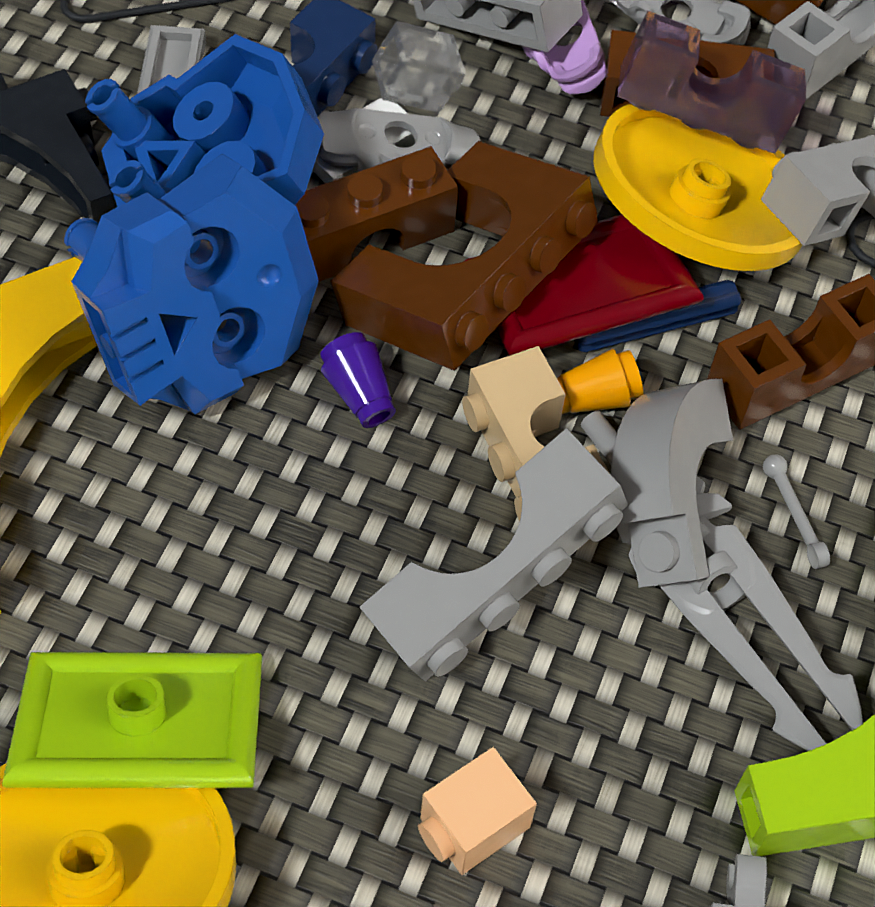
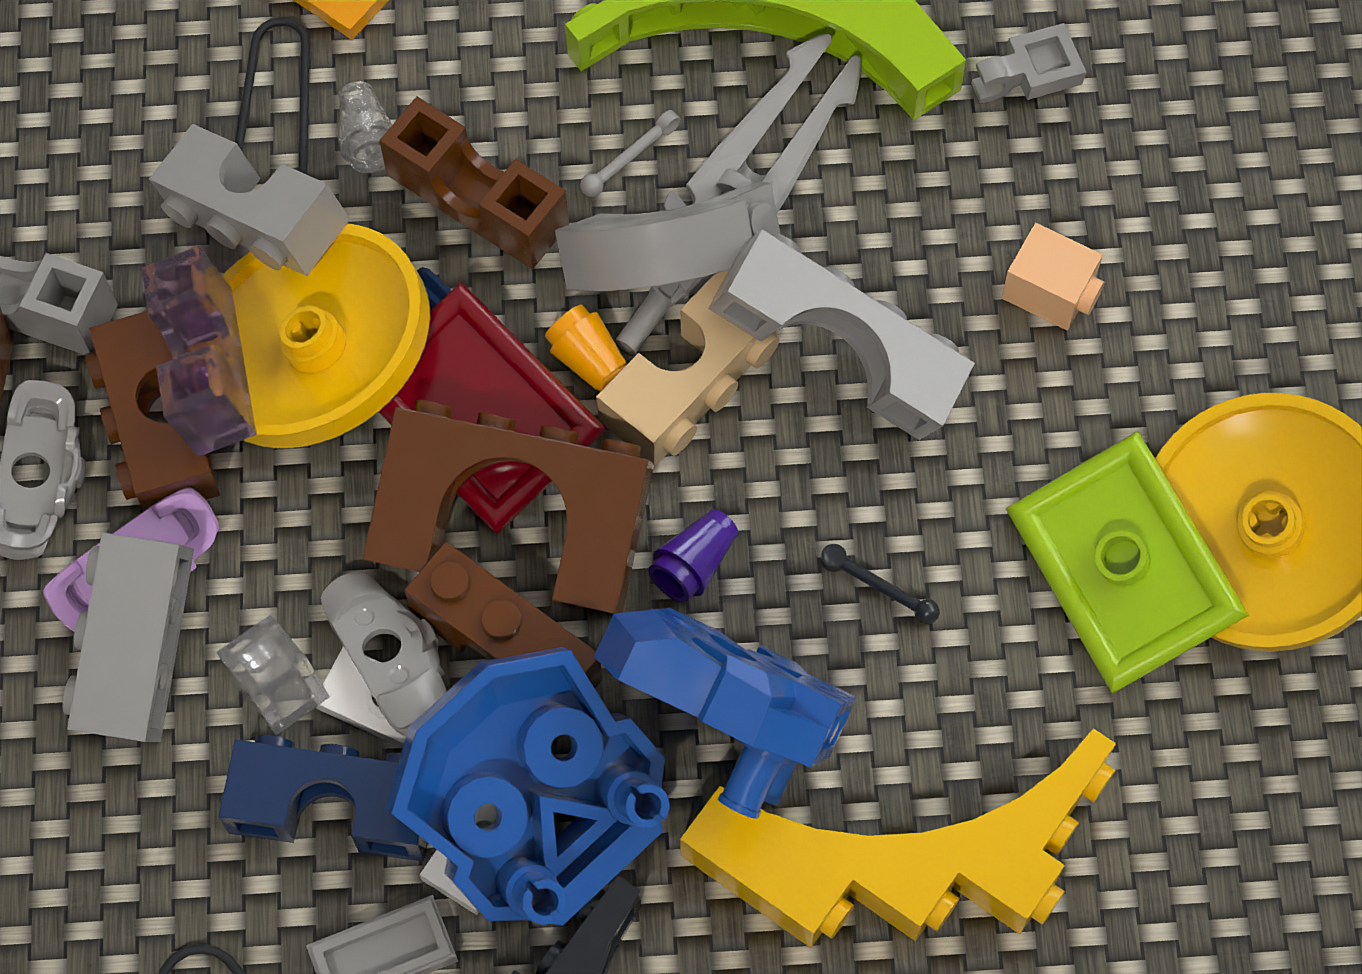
camera: 110 degrees left, 10 degrees up
(299, 496) = (835, 559): none -> black hinge

